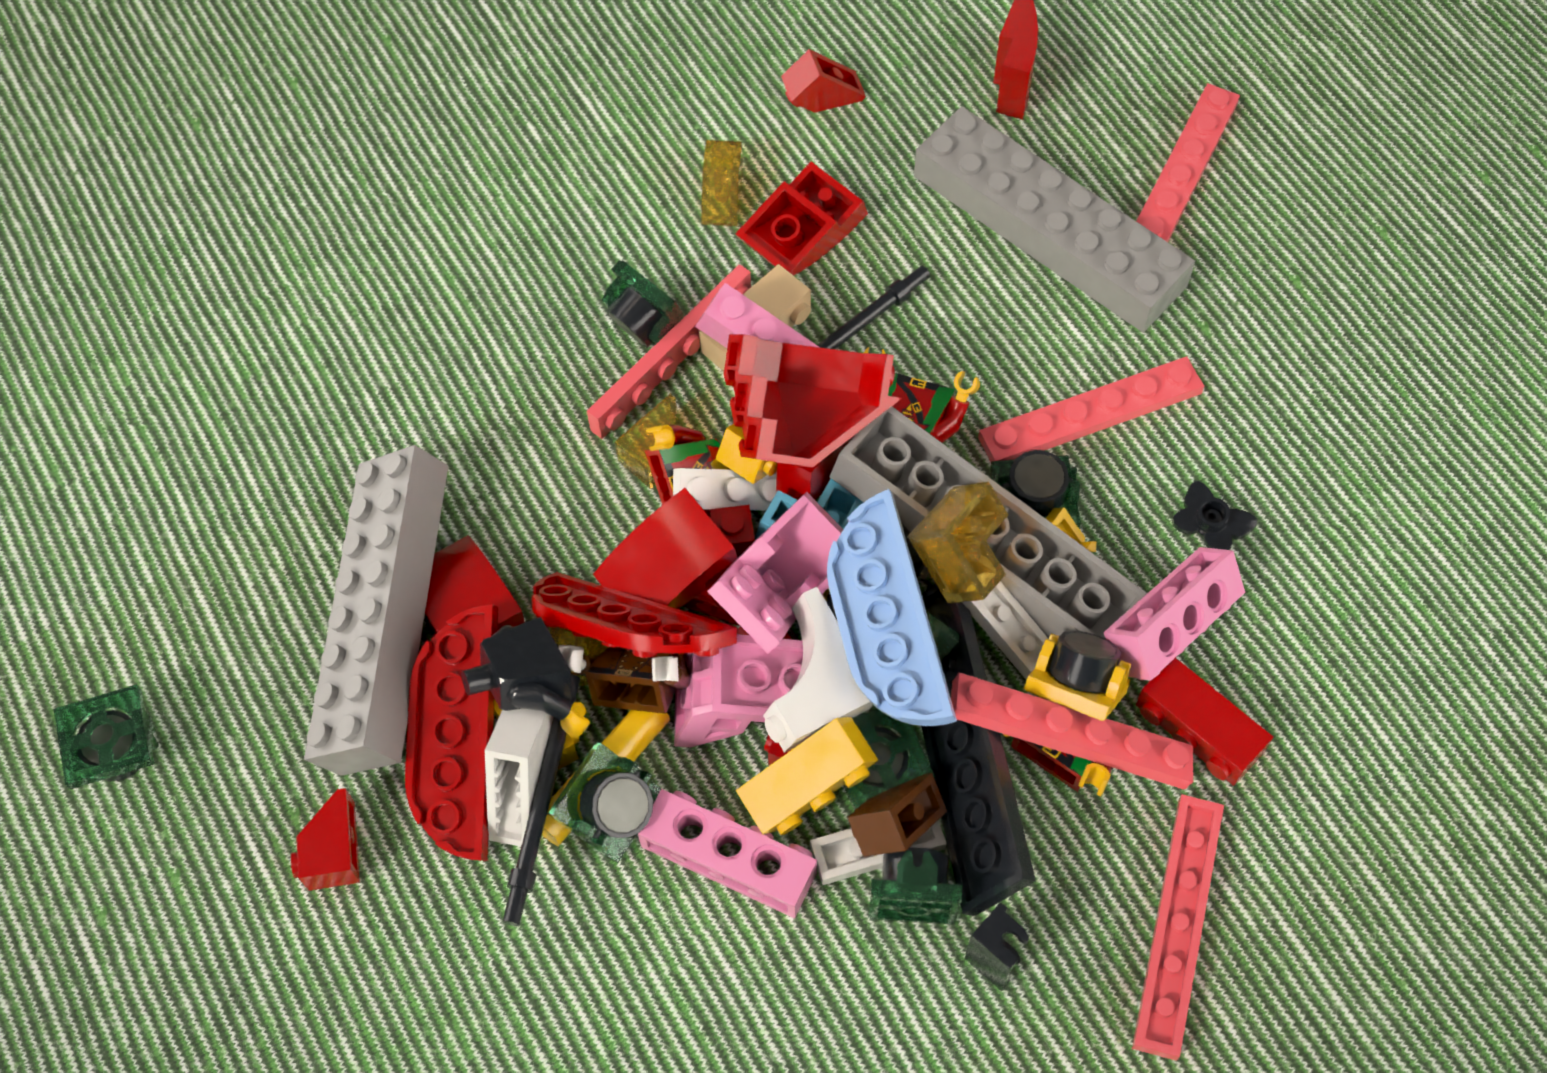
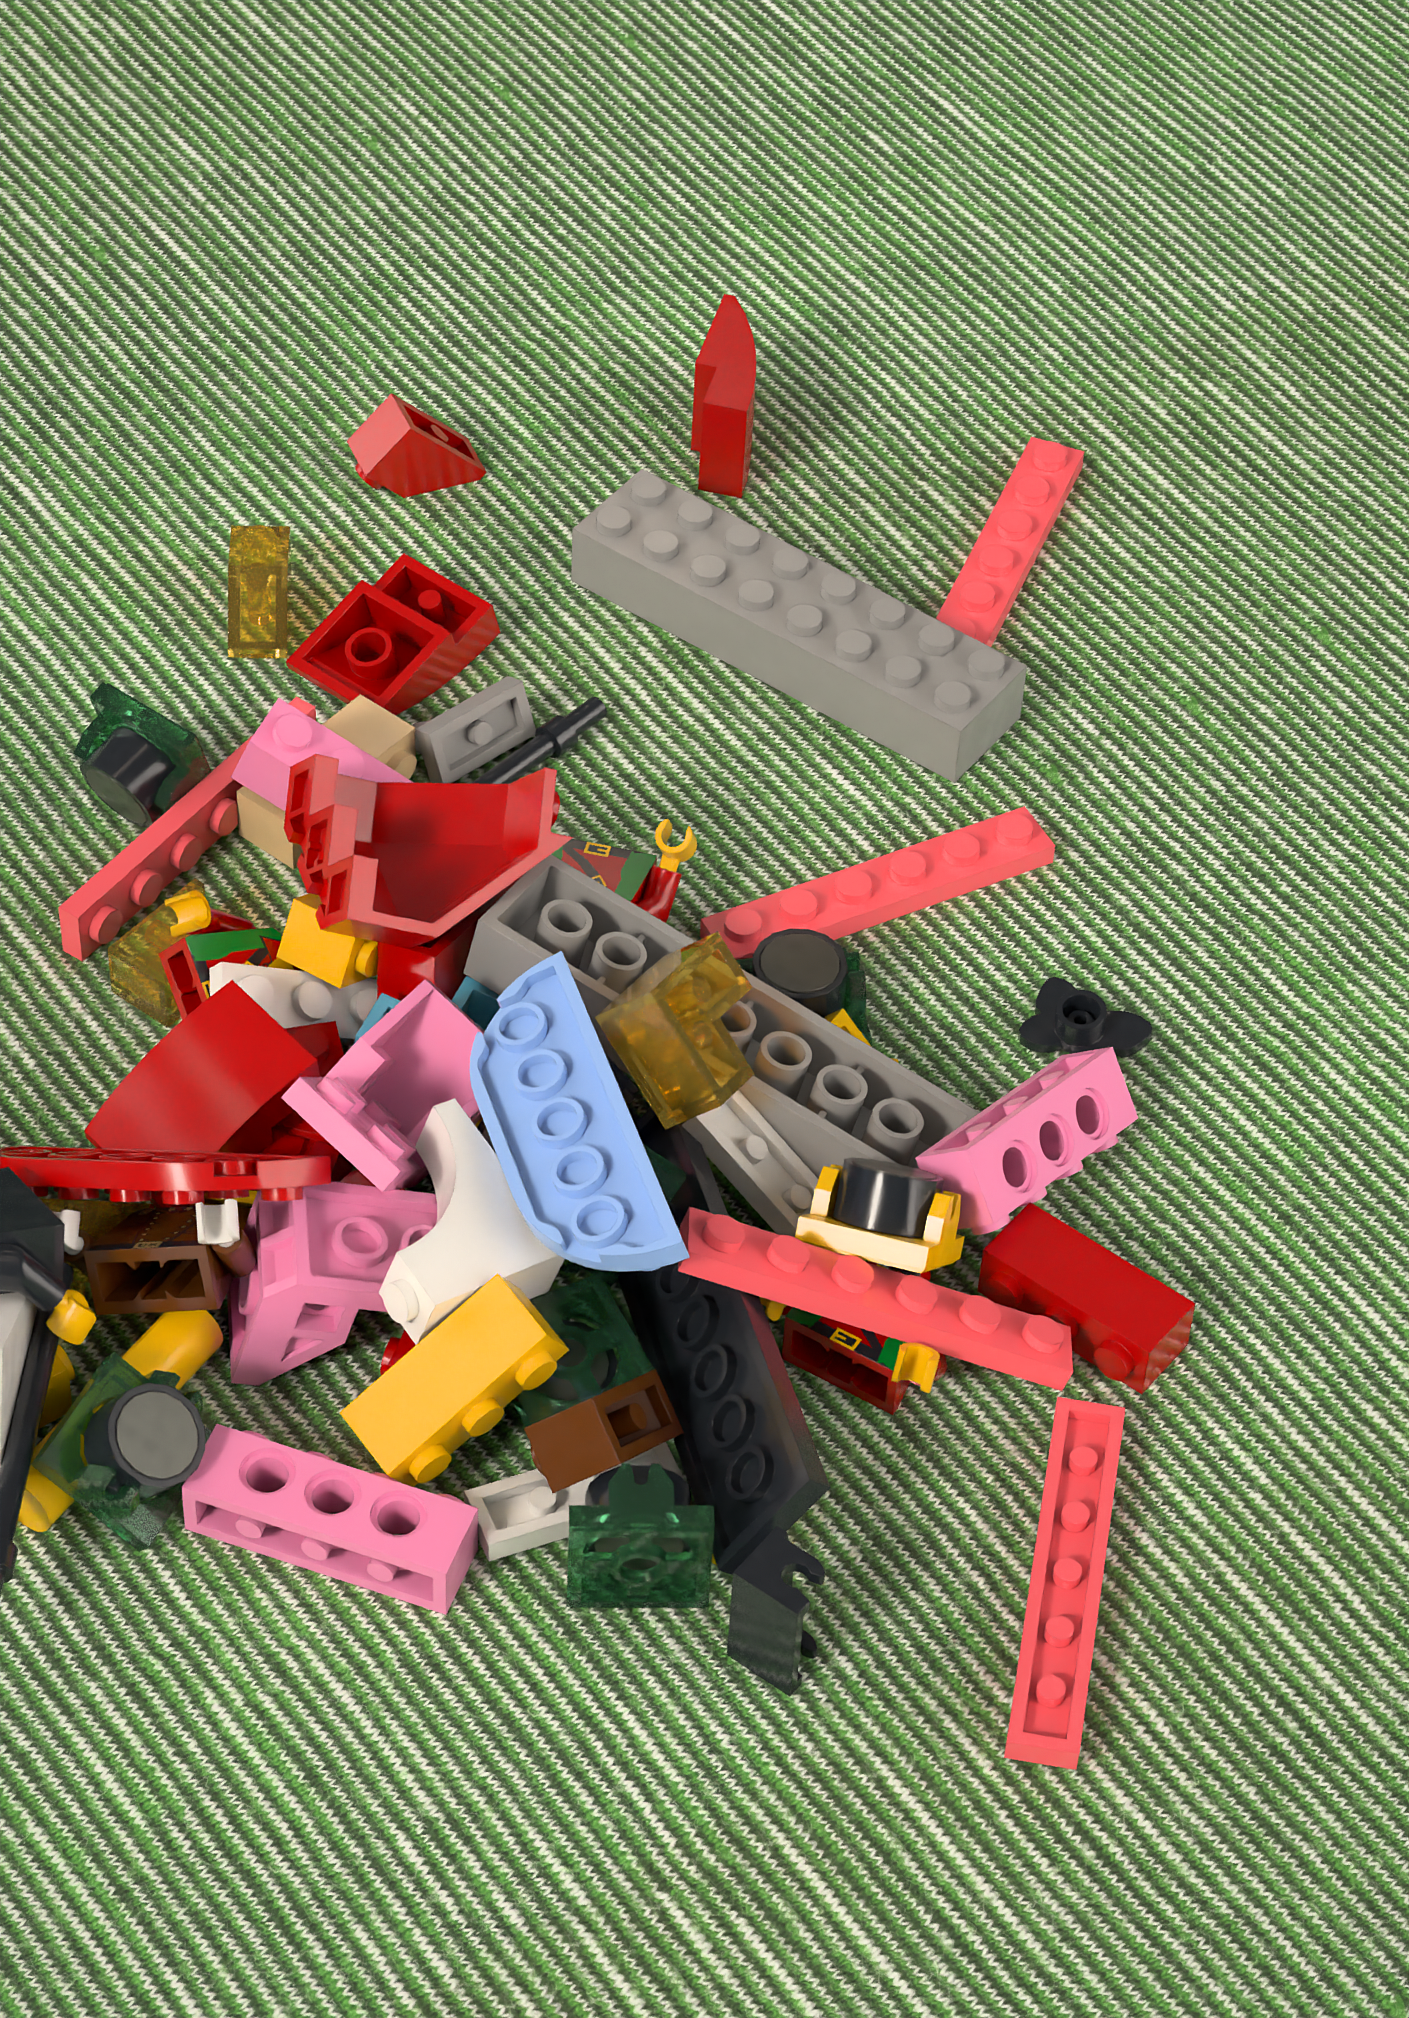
camera: 10 degrees left, 15 degrees down
(848, 288) = (475, 731): none -> light grey tile

